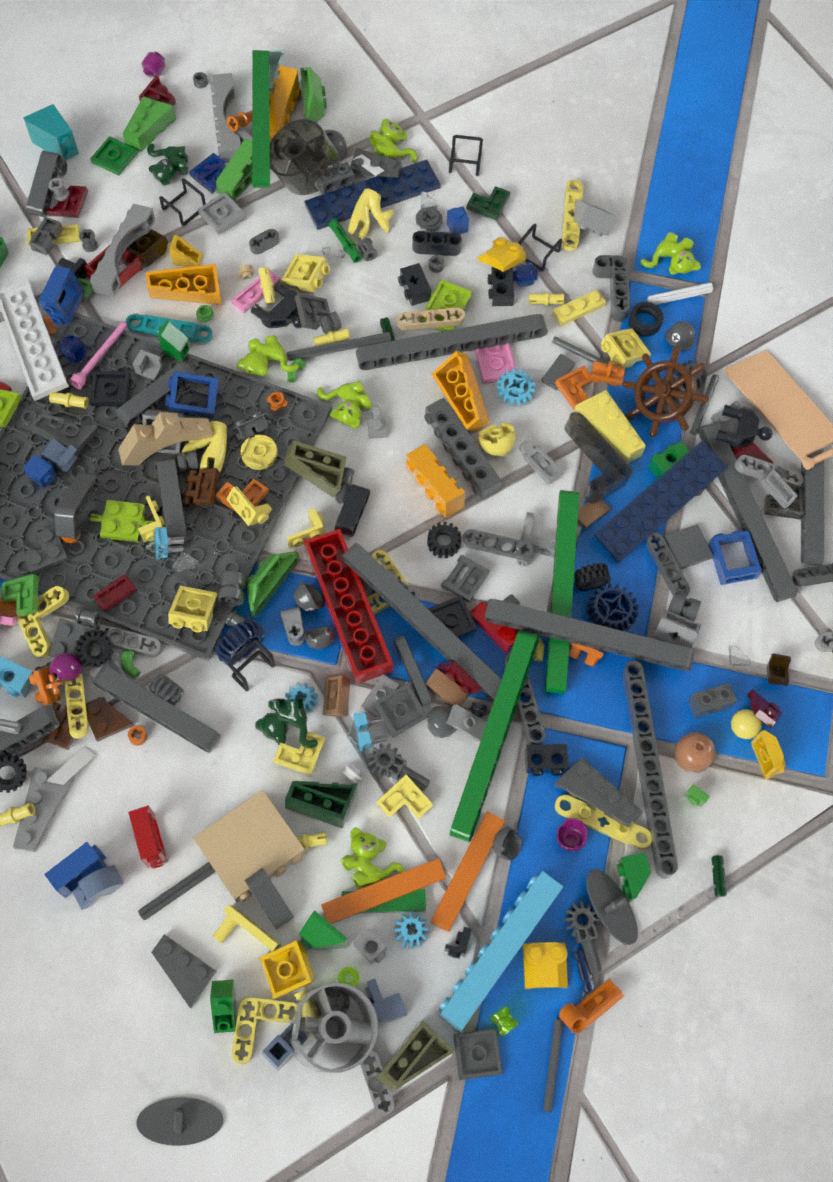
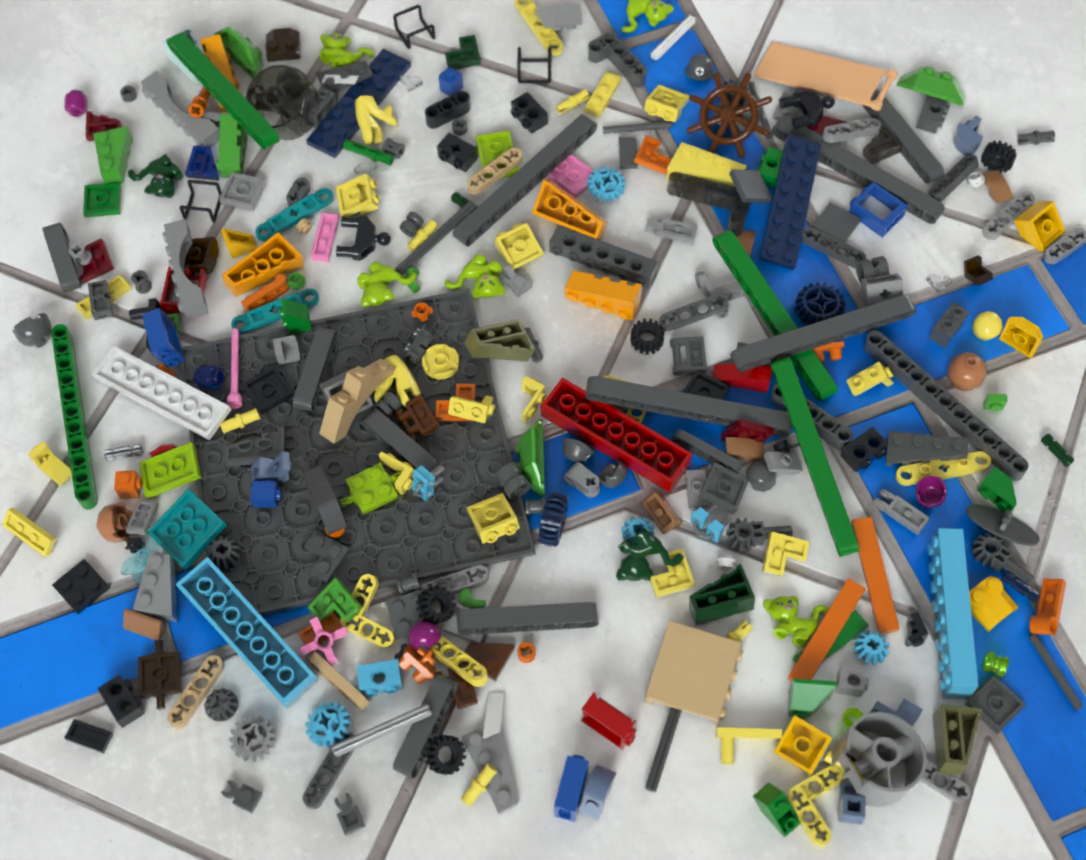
camera: 30 degrees left, 5 degrees down
(51, 132) = (32, 209): teal slope -> none
(114, 593) = (415, 550): dark red plate -> none
(166, 689) = (523, 595): dark grey gear -> none
(172, 310) = (266, 294): none -> orange plate
(183, 968) = (720, 805): dark grey wing -> none
(185, 563) = (453, 488): clear tile -> none
(207, 412) = (364, 338): blue window -> none
(244, 685) = (567, 527): black piece -> none
(257, 257) = (285, 220): none -> teal piece
(267, 285) = (333, 225): light yellow pin -> none
(269, 898) = (745, 699): dark grey beam -> none
(310, 308) = (388, 221): dark grey plate -> none
(350, 109) = (282, 45): none -> dark brown slope
(352, 510) = (554, 359): black beam -> none
(399, 395) = (518, 246): none -> light yellow plate
(433, 214) = (423, 89): dark grey gear -> none
(498, 440) = (627, 231): light yellow cylinder -> none
(503, 254) = (511, 86): yellow slope -> none
(507, 843) = (888, 532): dark grey hair -> none
(525, 274) = (541, 91): clear blue head -> none
(535, 835) = (902, 511): none -> light grey hinge
(592, 577) = (788, 289): black tyre -> none
(604, 700) = (869, 378): none -> light yellow bracket
(607, 373) = (669, 129): orange hips -> none
(633, 466) = (750, 186): none -> dark grey tile
(649, 308) = (667, 62): black tyre -> none
(762, 709) = (995, 305): wing -> none
(778, 488) = (870, 137): light grey plate -> none

